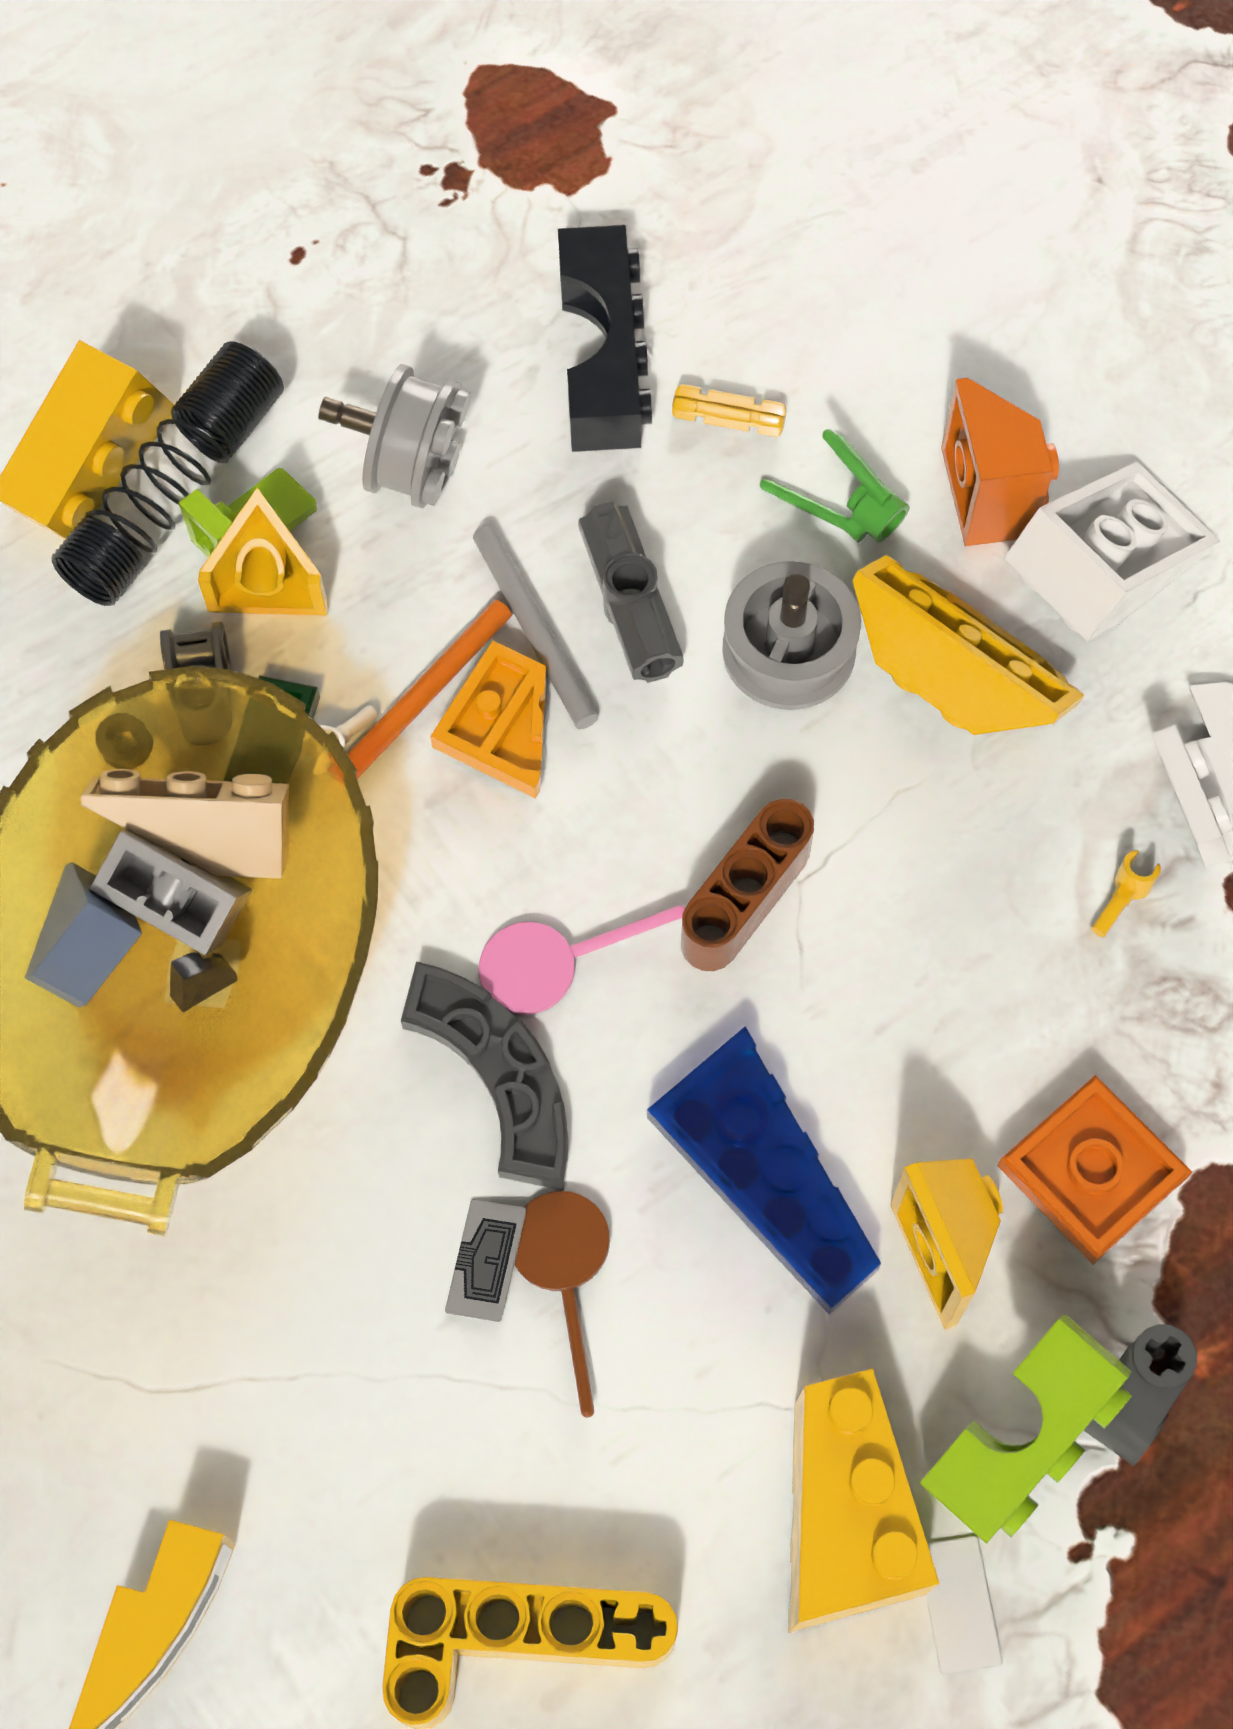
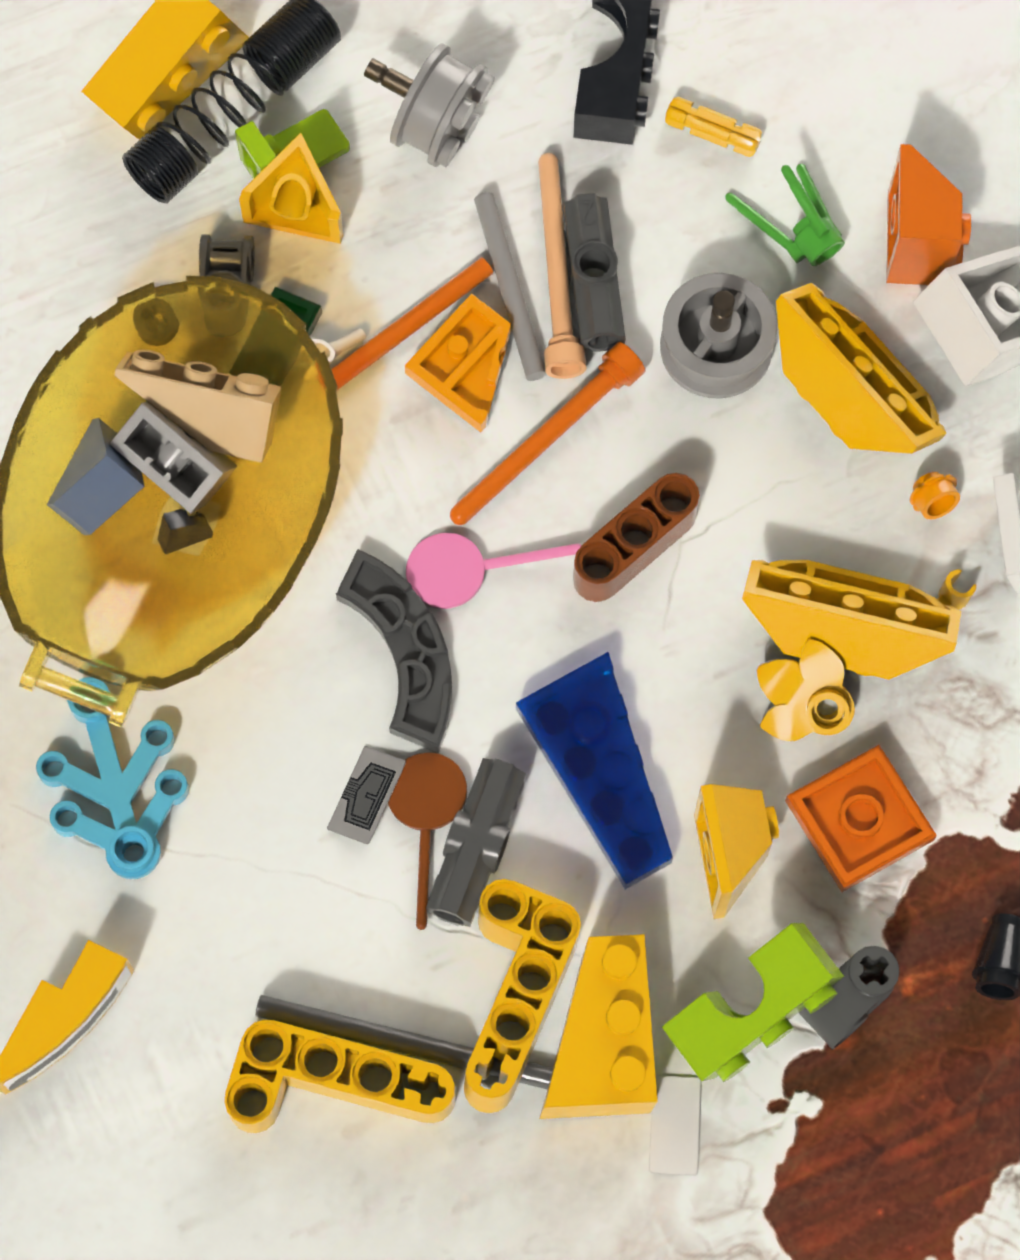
camera: 10 degrees right, 5 degrees up
(173, 1319) = (116, 792): none -> medium azure plant
(596, 1567) = (386, 1037): none -> dark grey piece
(614, 690) = (564, 354): none -> light nougat piece
(634, 1293) = (476, 842): none -> dark grey piece
(682, 694) = (618, 369): none -> orange piece
(727, 1486) = (513, 1000): none -> yellow beam
(982, 1028) = (799, 688): none -> yellow plate
(1026, 931) = (865, 619): none -> yellow wedge
(1083, 770) = (935, 495): none -> light orange plate

